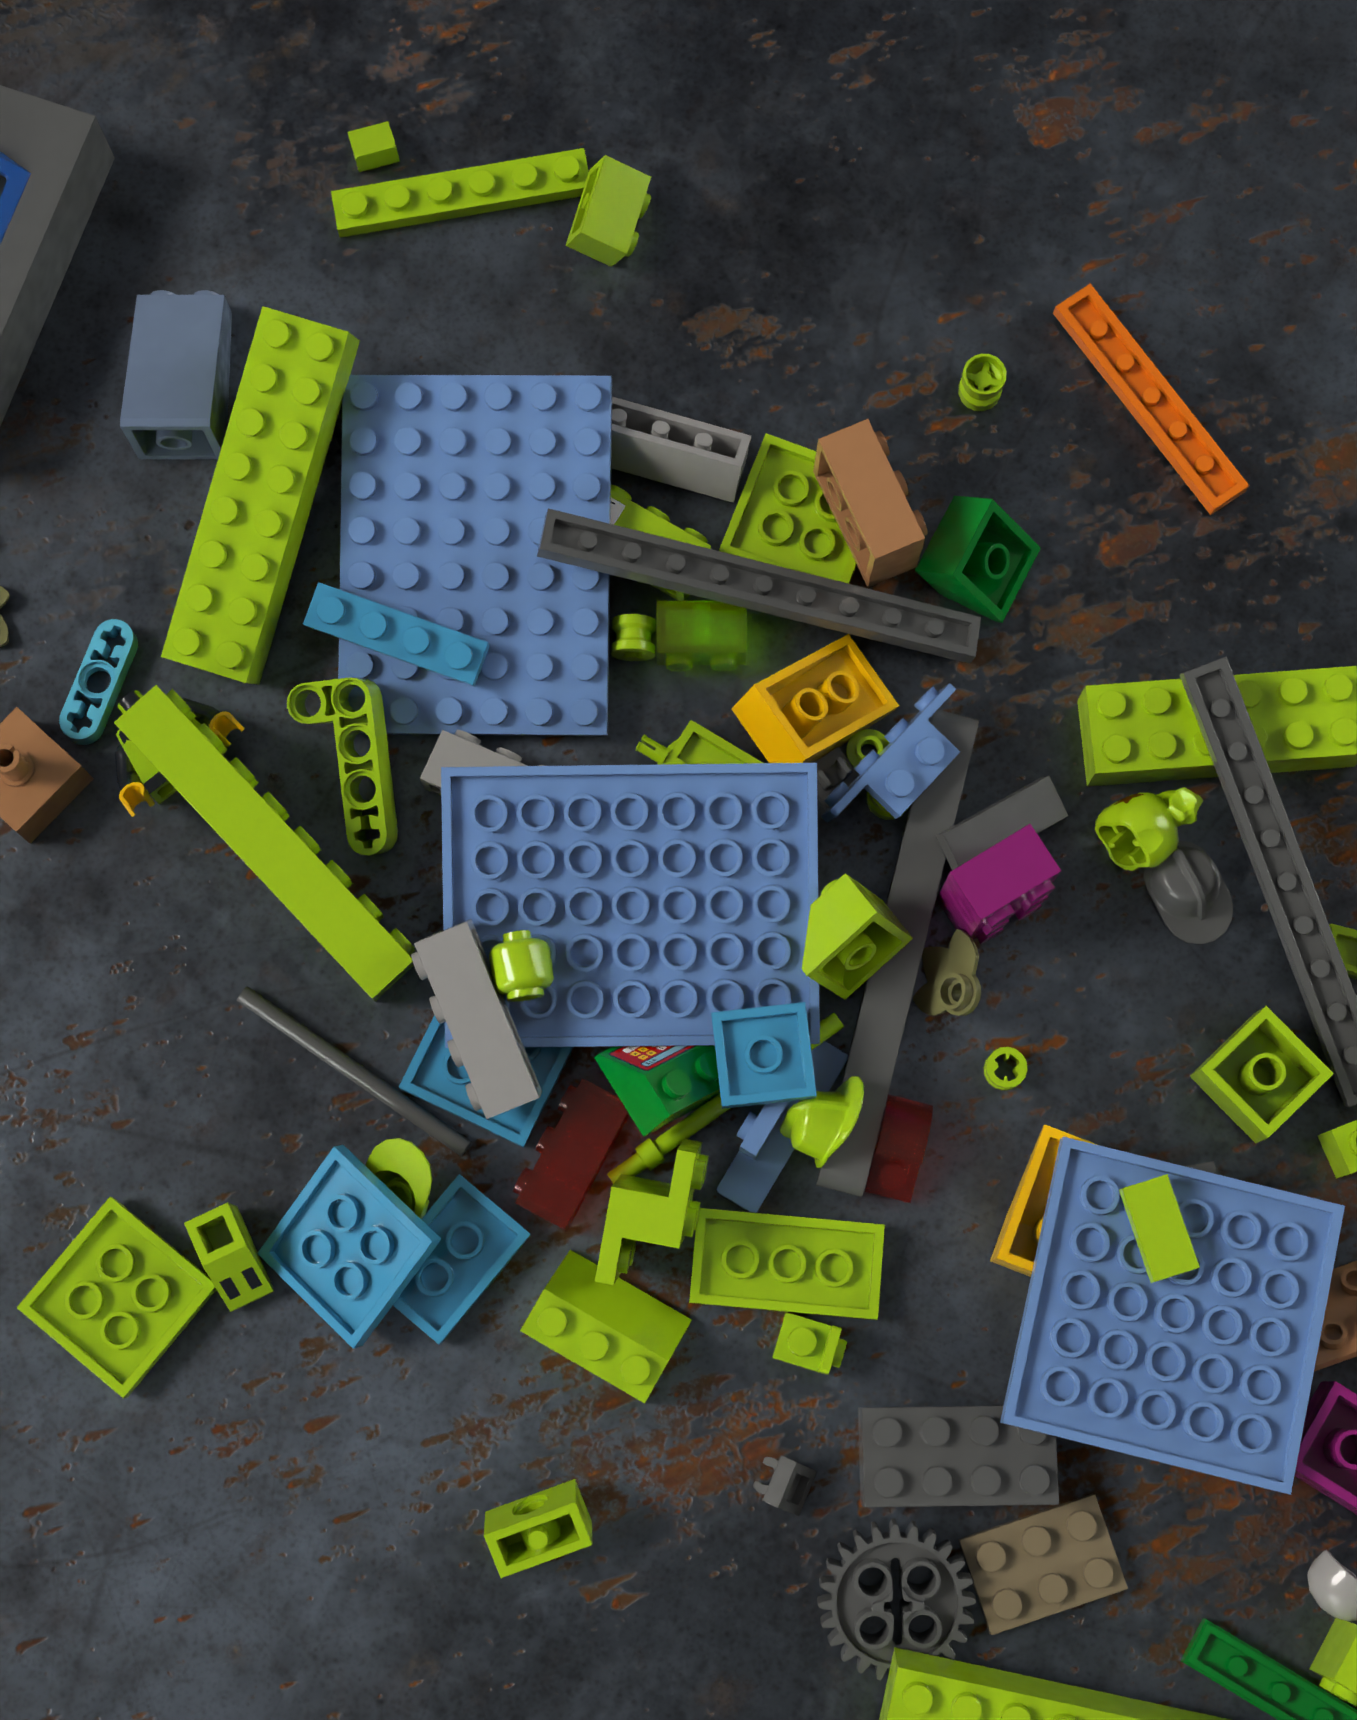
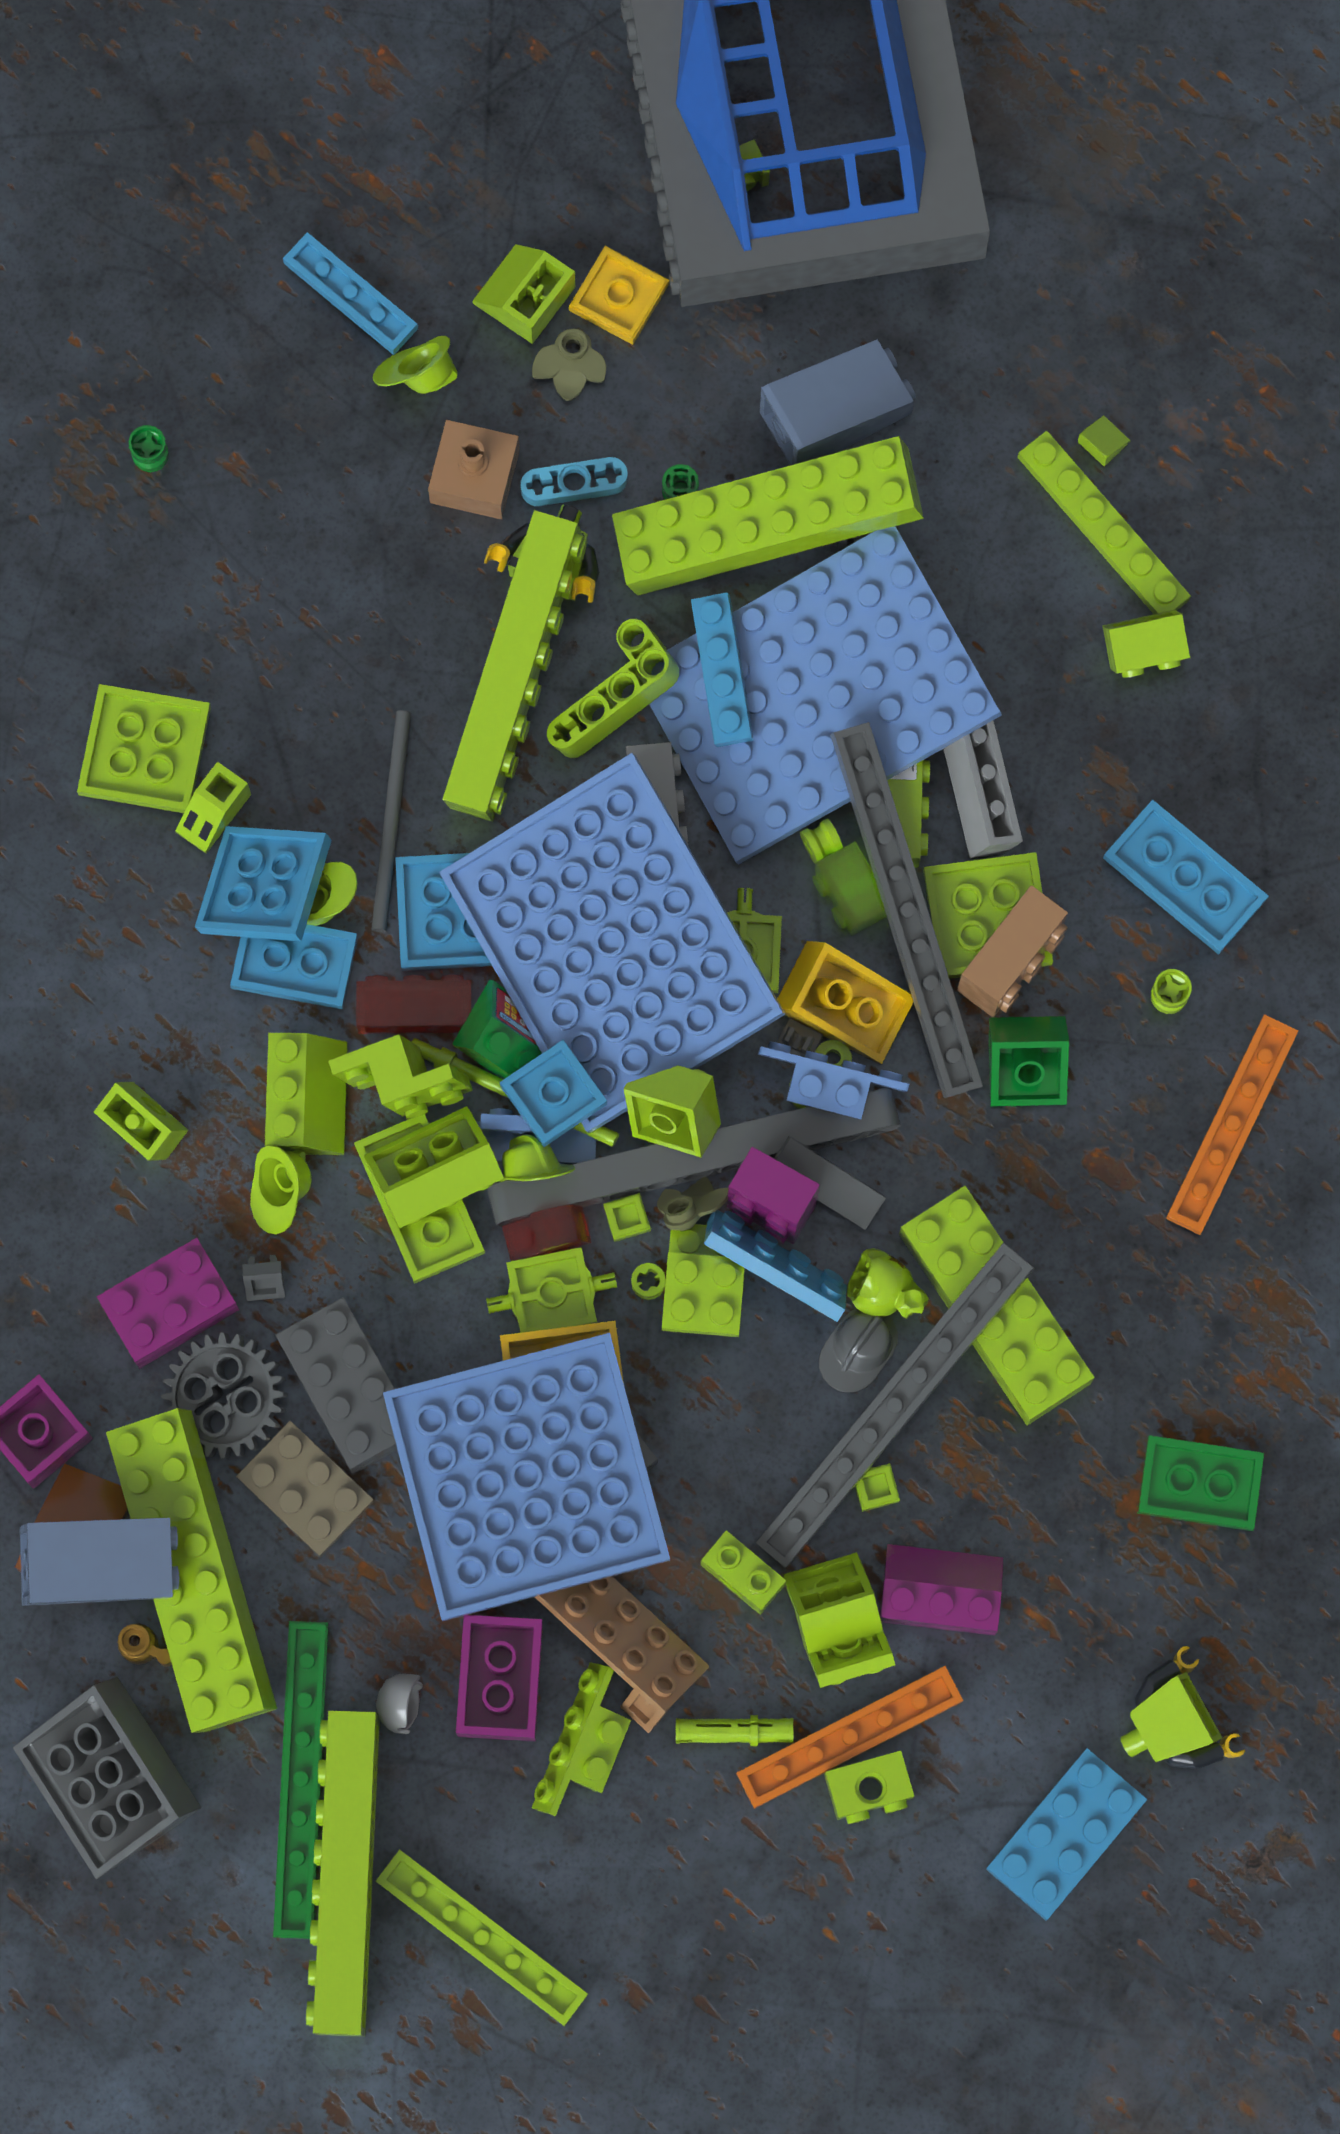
camera: 60 degrees right, 0 degrees up
(170, 585) = (679, 472): none -> green wheel
(477, 1018) = (468, 880): light grey brick -> none
(521, 966) = (521, 888): lime head -> none
(695, 1413) = (277, 1186): none -> lime piece
(759, 1609) = (168, 1303): none -> magenta brick
(767, 1229) = (434, 1167): none -> lime slope
(809, 1344) = (371, 1244): lime bracket -> none
(870, 306) = (1185, 877): none -> dark azure plate
(923, 1054) = (626, 1217): none -> lime tile
(966, 1177) = (551, 1291): none -> lime plate
(1045, 1007) = (701, 1287): none -> lime bracket
(1071, 922) = (782, 1268): none -> dark azure plate
(1159, 1228) = (579, 1431): lime tile -> none
(1261, 1075) = (742, 1463): lime brick -> none

